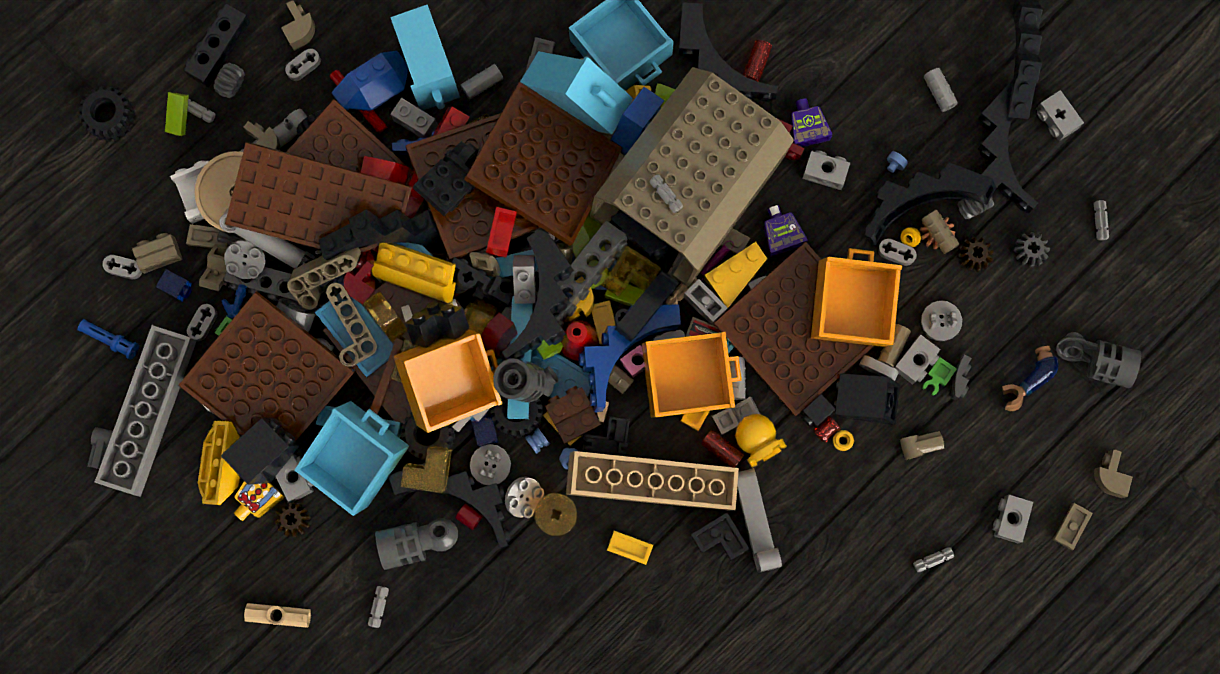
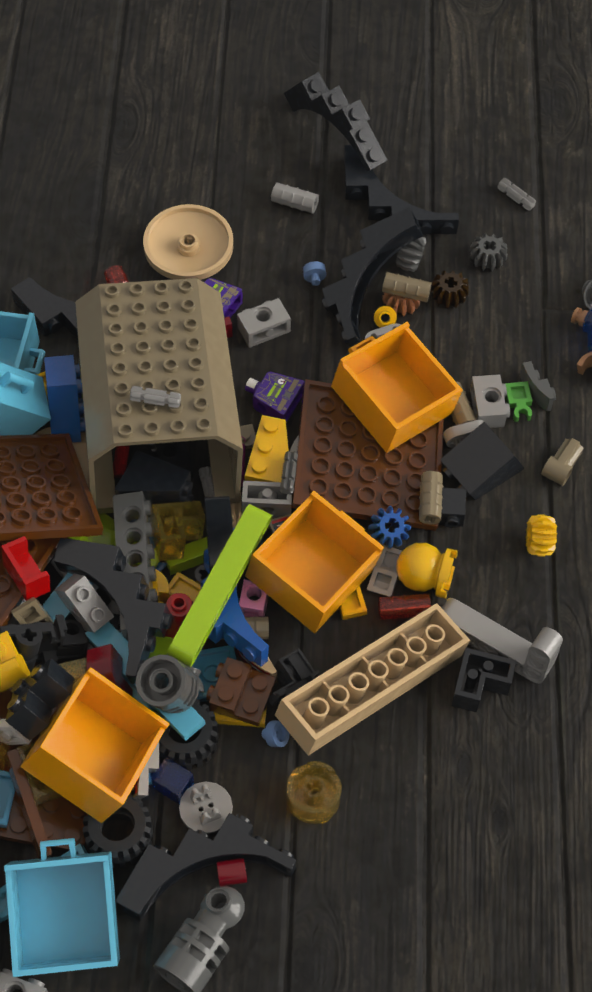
camera: 50 degrees left, 20 degrees down
(433, 475) = (162, 856): clear yellow brick -> none
(519, 505) = (267, 805): light grey plate -> none
(537, 440) = (229, 745): medium blue wheel -> none
(610, 343) = (219, 585): none -> lime beam
(630, 547) = (409, 765): yellow tile -> none
(730, 300) = (288, 472): none -> dark grey axle
(761, 399) = (379, 522): none -> blue gear
(807, 394) = (431, 497): none -> dark tan axle
(827, 429) = (475, 515): clear red bush -> none
(837, 49) = (188, 242): none -> tan dish
(850, 440) = (500, 509): yellow plate -> none
(852, 482) = (541, 535): none -> yellow gear
(931, 321) = (482, 352): light grey plate -> none
(1055, 106) = (407, 147): light grey brick -> none

